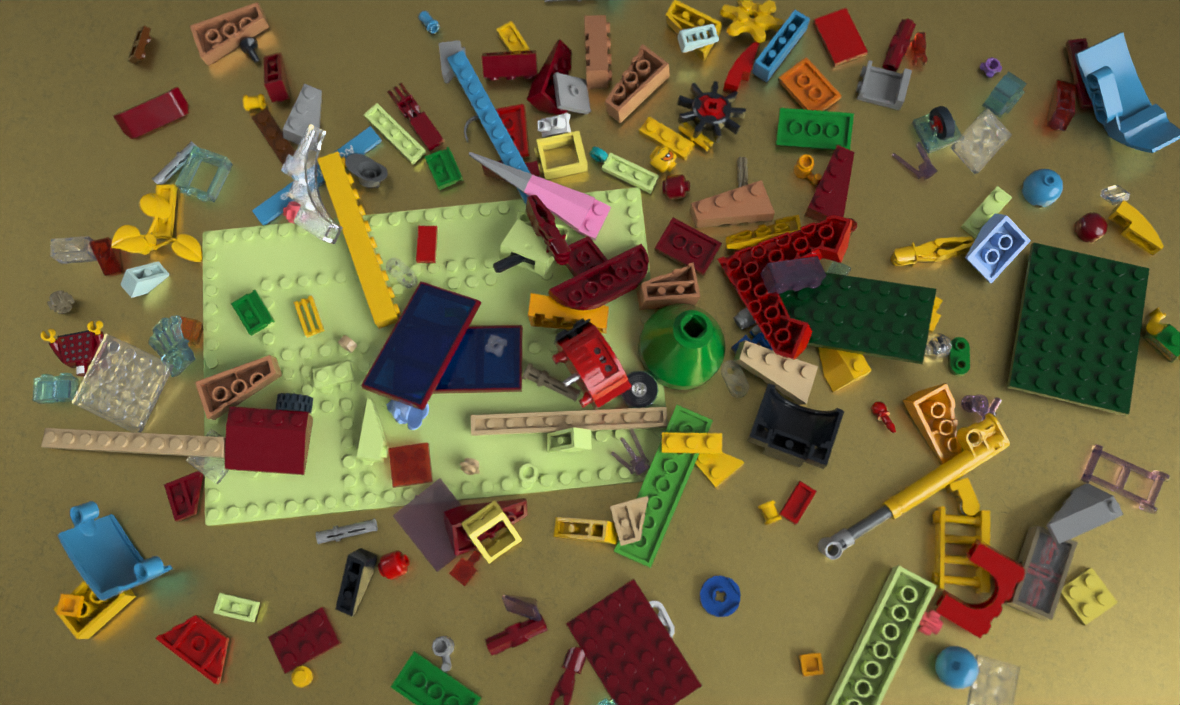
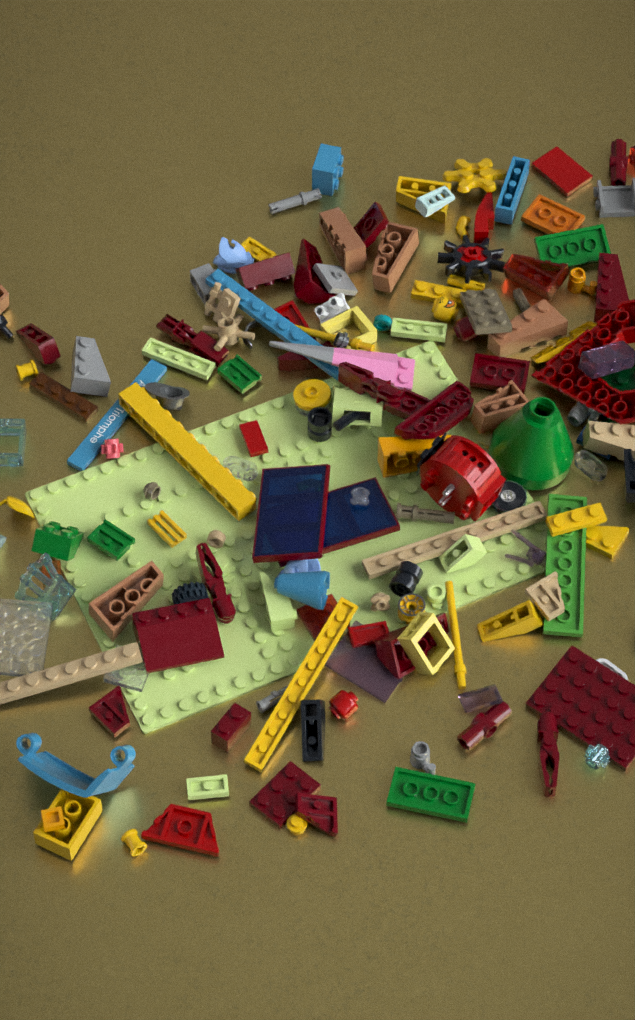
camera: 25 degrees left, 20 degrees down
(147, 642) = (133, 842): none -> yellow bush
(203, 297) = (57, 540): none -> green slope
(281, 553) = (231, 727): none -> dark red brick
(304, 190) = (107, 408): clear arch -> none
(311, 271) = (152, 490): none -> dark tan plate
(322, 396) = (215, 585): none -> dark red arm
(324, 673) = (318, 811): none -> dark red wing
(360, 531) = (300, 684): none -> yellow plate
(398, 435) = (305, 587): none -> dark azure cone
(431, 24) = (171, 260): dark azure pin -> none
(445, 497) = (365, 634): none -> red tile
(450, 119) = (228, 331): none -> tan bar
(454, 89) = (227, 303): none -> tan plate
(465, 569) = (413, 688): clear red plate -> none
(485, 37) = (232, 257): none -> light blue helmet
(489, 250) = (319, 424): none -> black wheel
(494, 476) = (410, 601): none -> yellow wheel
(496, 218) = (312, 394): none -> yellow piece
(505, 449) = (406, 578): none -> black wheel
(519, 561) = (459, 667): none -> yellow bar
(543, 168) = (341, 340): none -> dark grey plate
(557, 174) = (355, 343): none -> yellow bar
(627, 45) = (371, 224): none -> dark red plate
(697, 178) = (485, 311): none -> dark tan plate
(717, 69) = (461, 225): none -> yellow arm
(767, 150) = (536, 275): none -> clear red wedge

